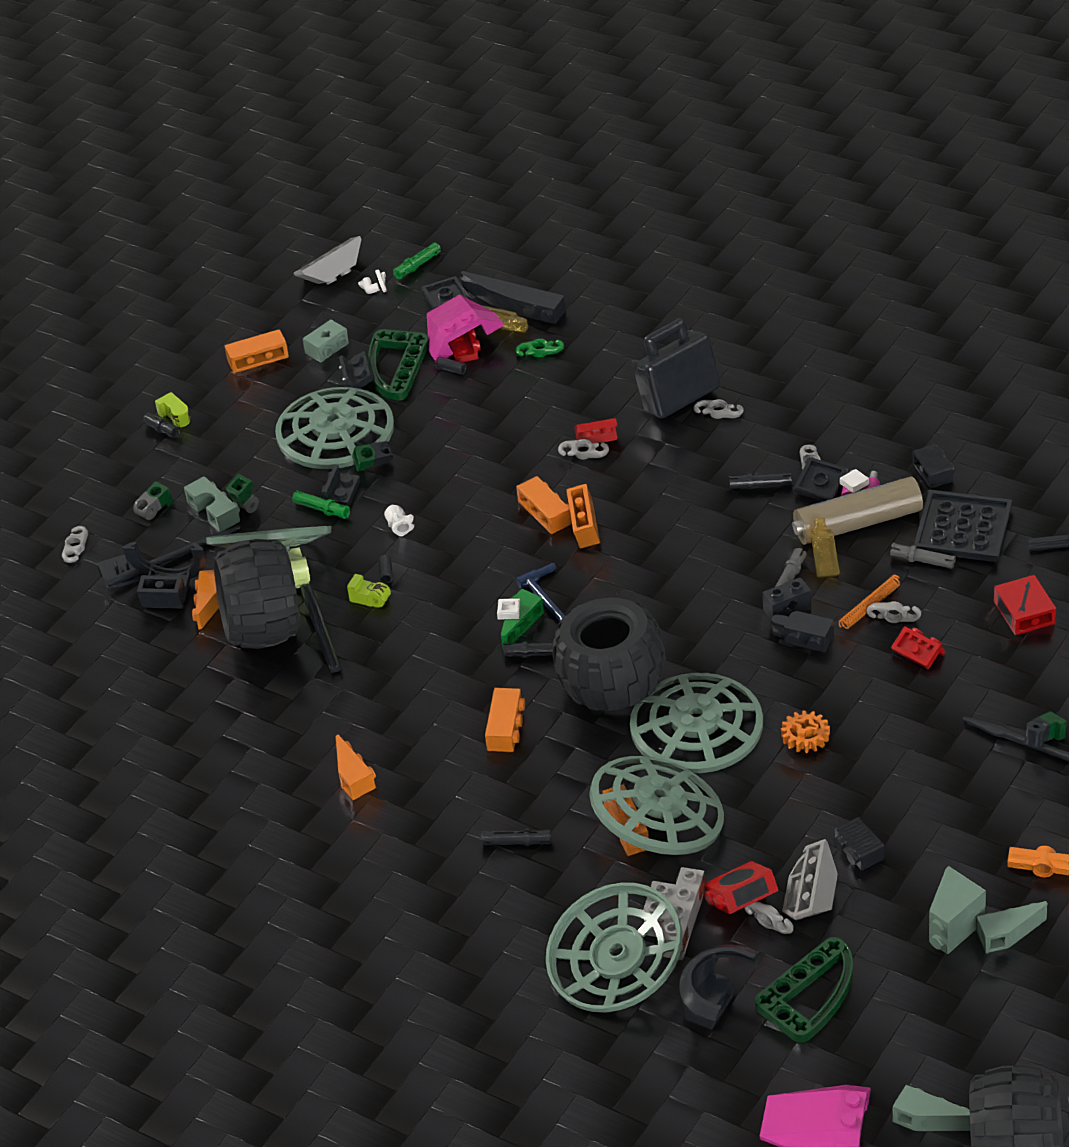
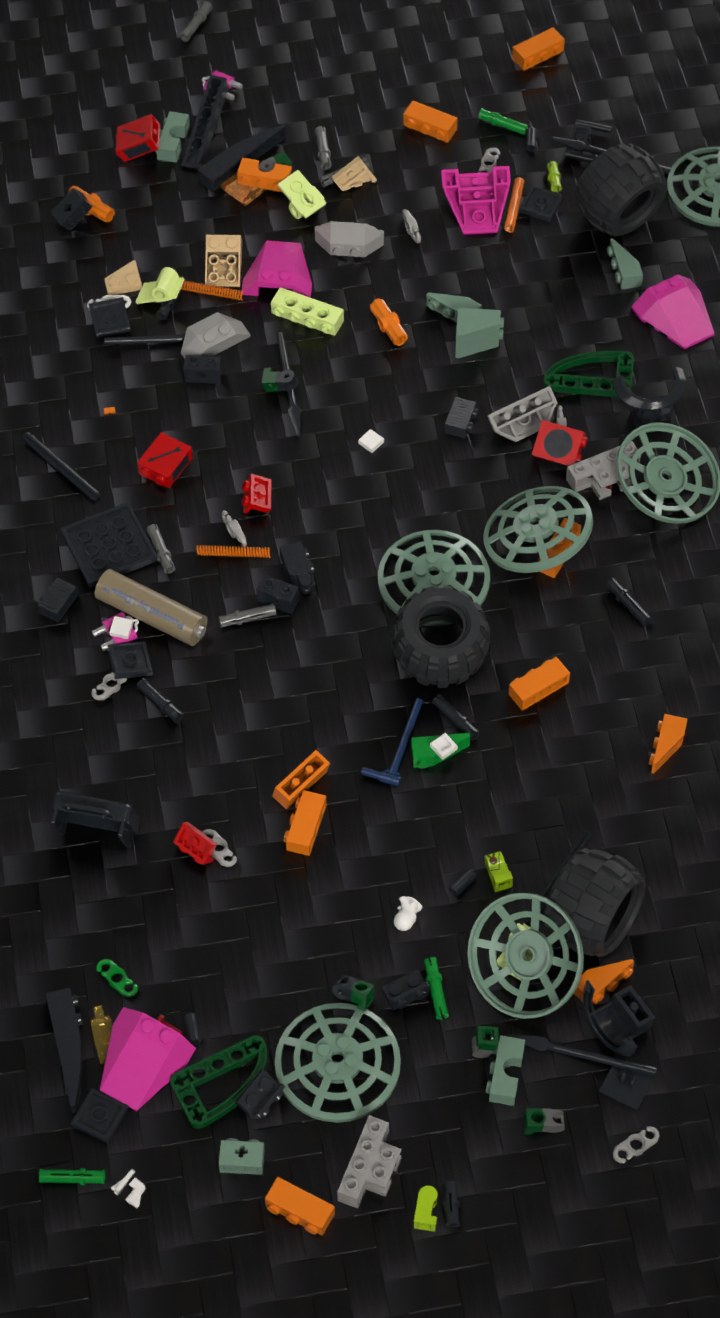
camera: 135 degrees left, 15 degrees up
(239, 397) = (370, 1164): none -> light grey piece
(332, 263) = (137, 1245): light grey wedge -> none
(712, 404) = (95, 780): light grey piece -> none
(805, 731) = (391, 505): orange gear -> none
(824, 550) = (210, 599): clear yellow hinge -> none
(902, 766) = (371, 441): none -> white tile

